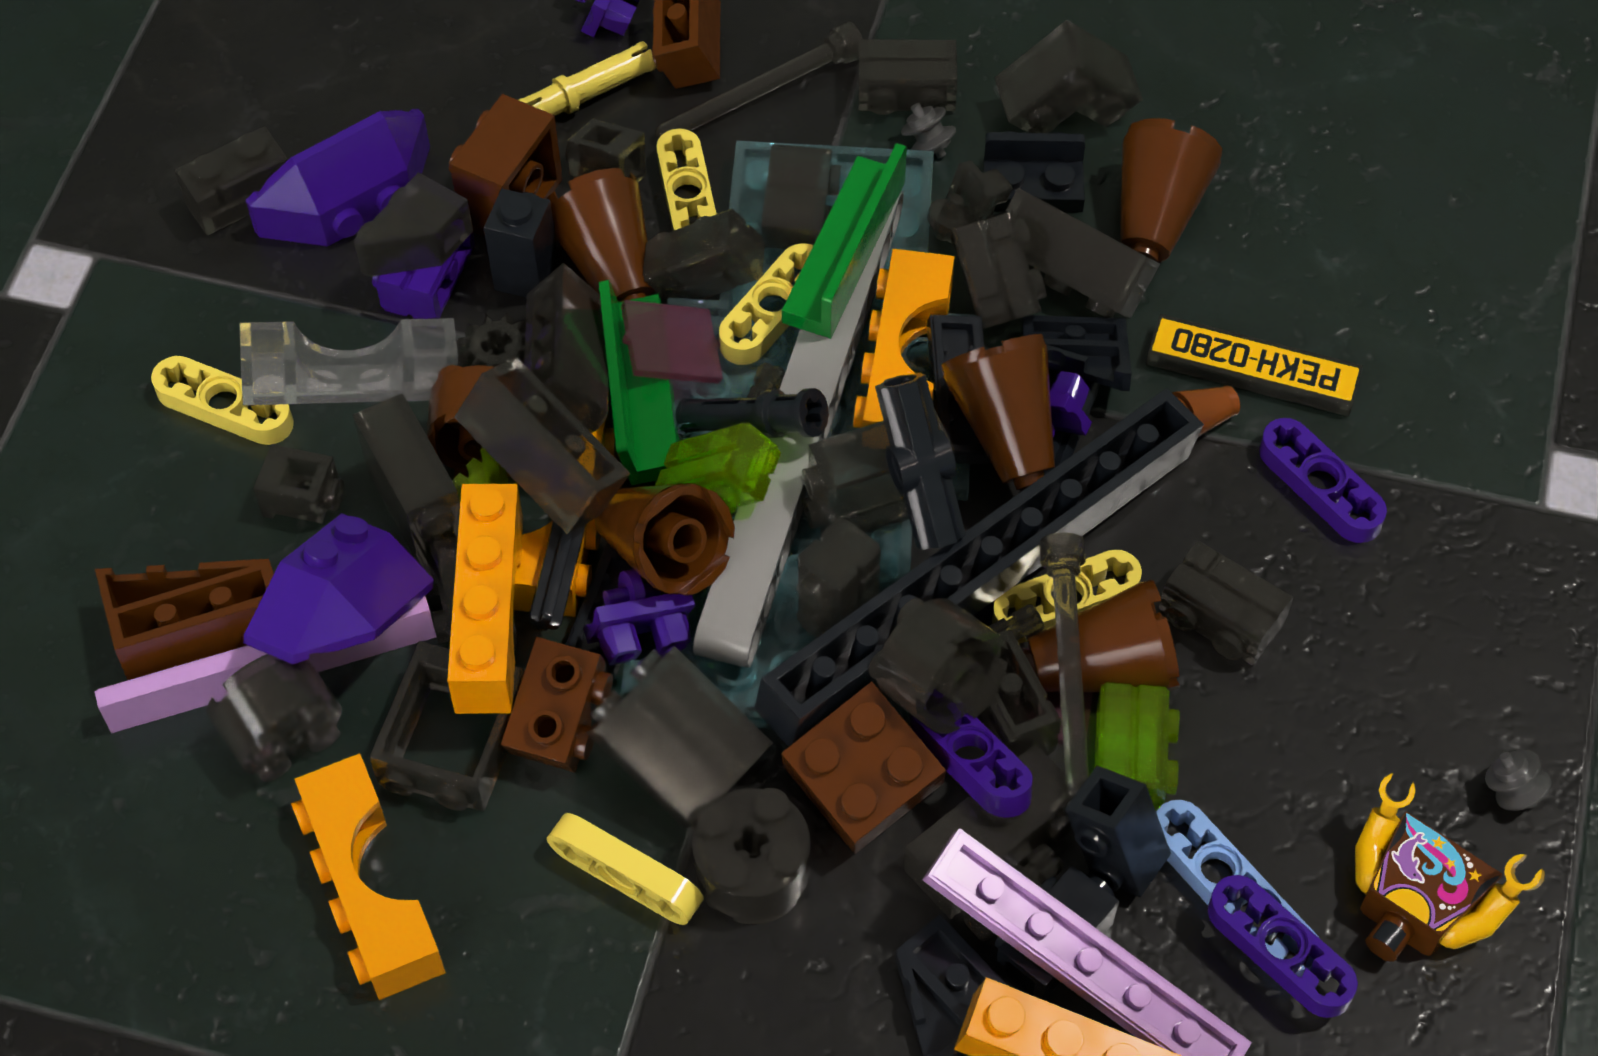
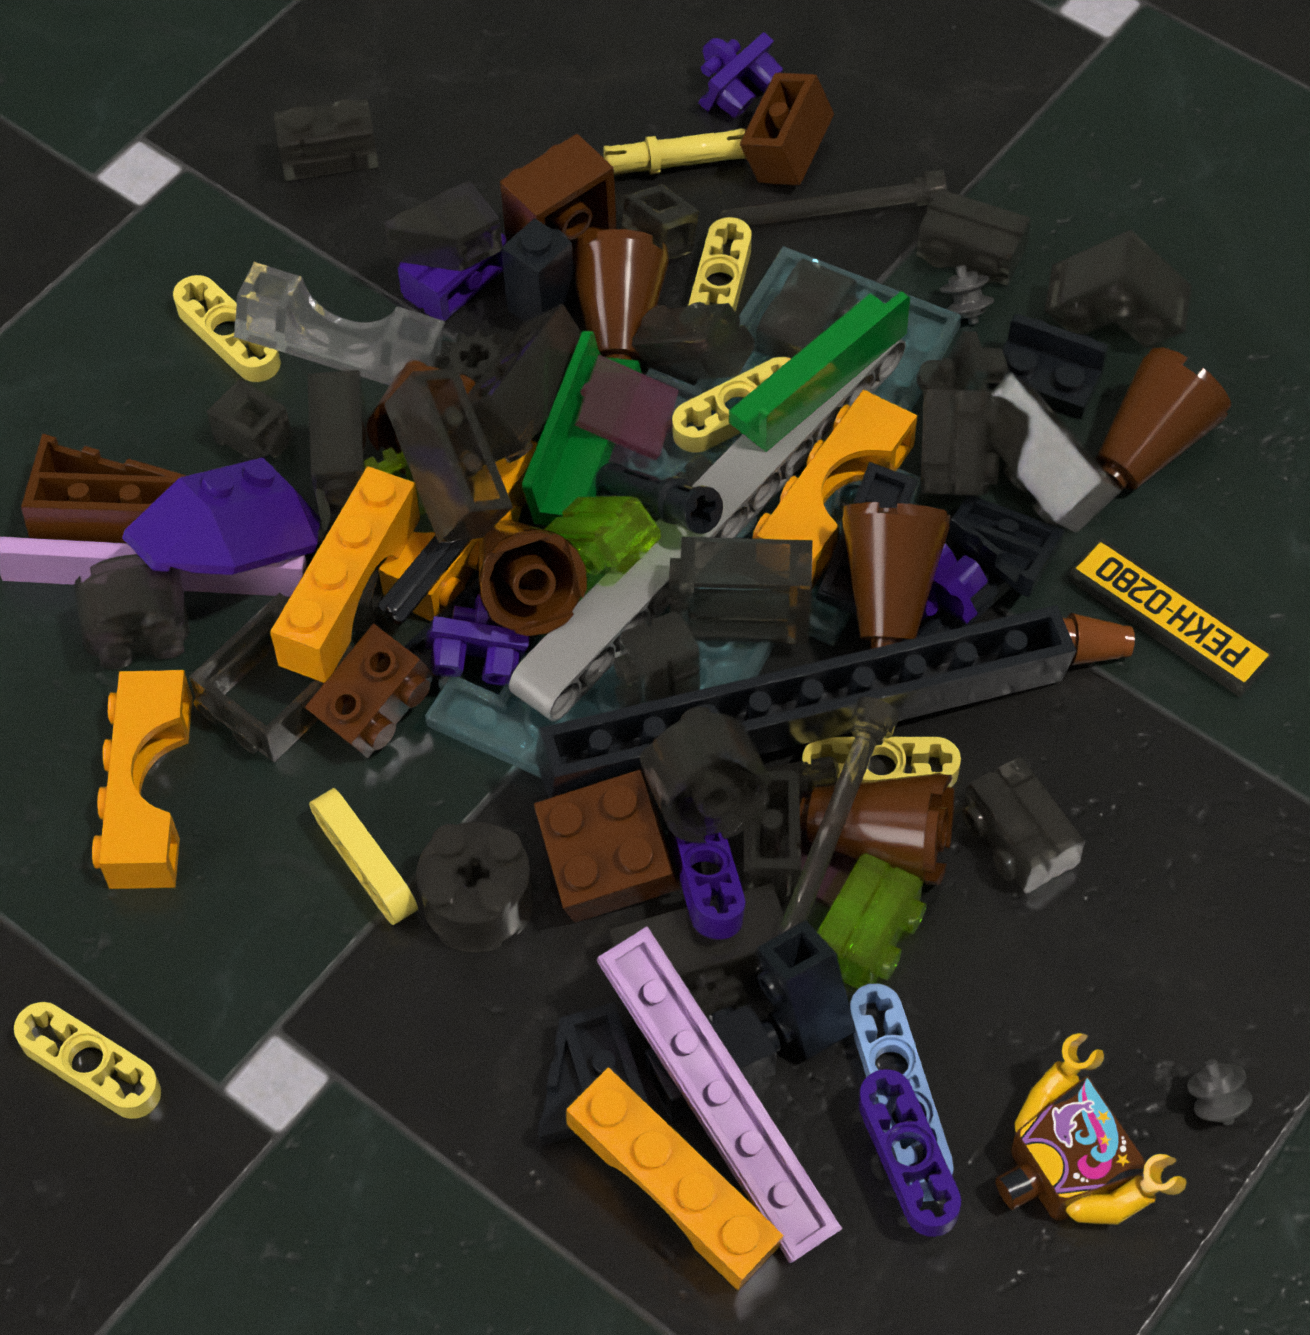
camera: 25 degrees right, 0 degrees up
(341, 180) = (415, 162): dark purple wedge -> none
(677, 735) = (456, 753): clear smoke brick -> none
(920, 461) = (769, 585): black piece -> none
(1318, 457) = (1176, 769): dark purple beam -> none

